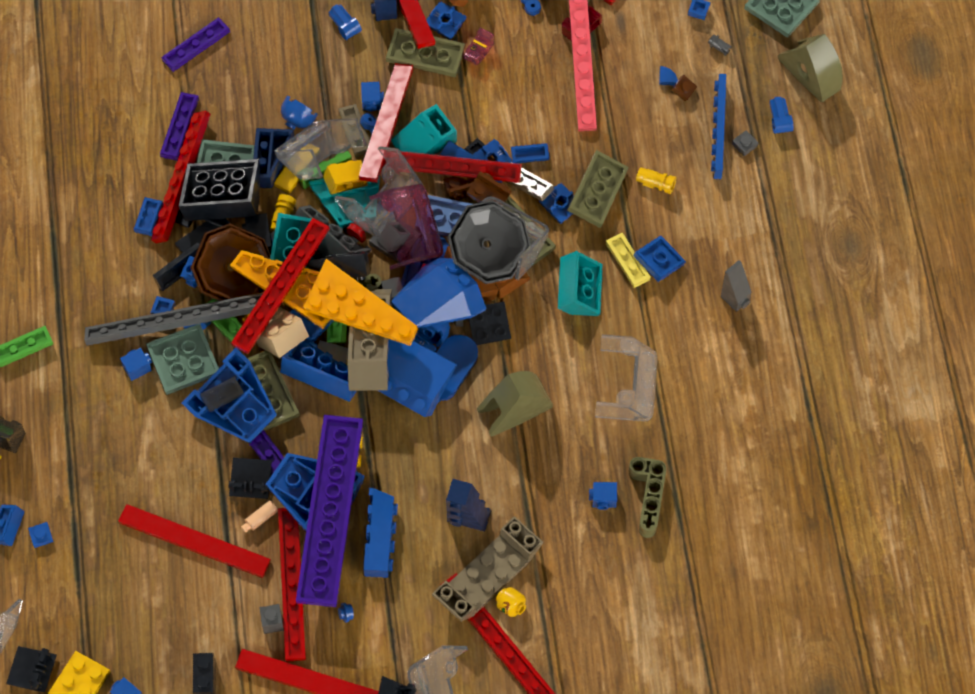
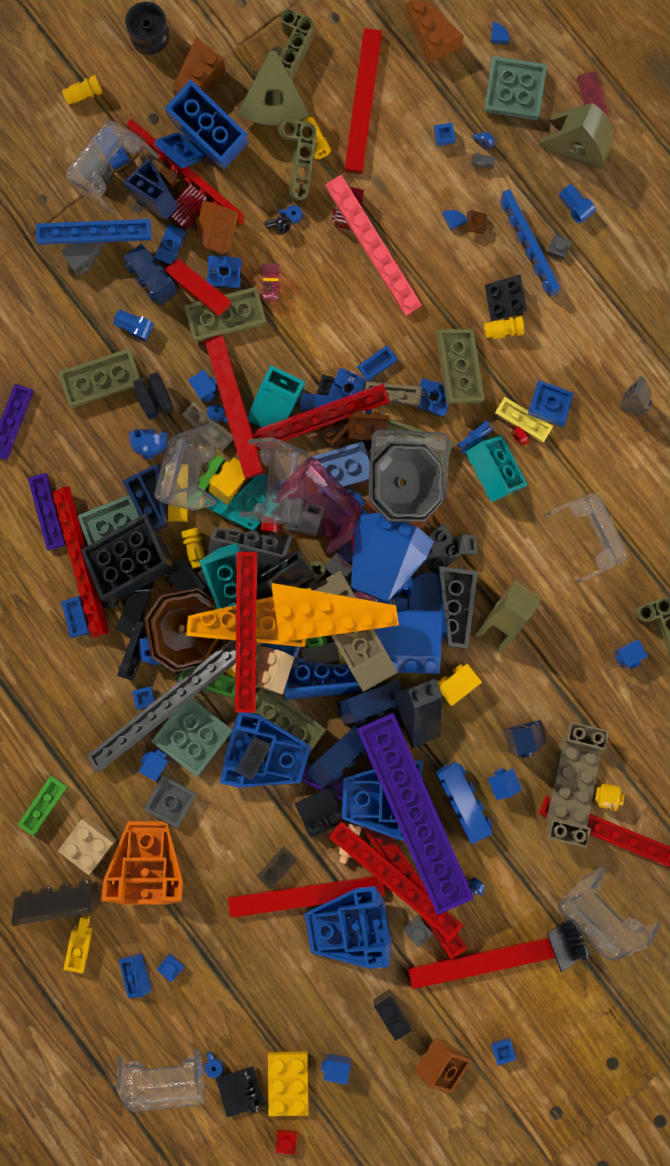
camera: 30 degrees left, 20 degrees up
(20, 633) = (213, 1062): none -> blue piece
(38, 396) = (87, 845): none -> tan brick
(71, 439) = (144, 867): none -> orange wedge
(130, 400) = (170, 801): none -> dark grey plate
(184, 502) = (277, 867): none -> clear smoke plate
(217, 582) = (352, 929): none -> blue wedge
(278, 562) = (394, 879): none -> red plate
(290, 48) = (99, 378): none -> olive plate
(291, 437) = (337, 758): none -> dark blue wedge
(324, 79) = (152, 396): none -> black wheel
(350, 405) = (369, 703): none -> dark blue wedge
(389, 438) = (420, 711): none -> black slope
(425, 539) = (504, 783): none -> blue brick
(436, 438) = (458, 684): none -> yellow brick
(476, 372) = (458, 600): none -> dark grey wedge
(515, 332) = (467, 544): none -> dark grey plate
(517, 8) = (282, 224): none -> black plate
(588, 250) = (474, 437): none -> blue pin
(616, 270) = (520, 436): none -> red tile
(673, 158) = (506, 298): none -> black hinge
(731, 29) = (484, 139): none -> blue piece
(847, 43) = (591, 90): none -> clear pink tile

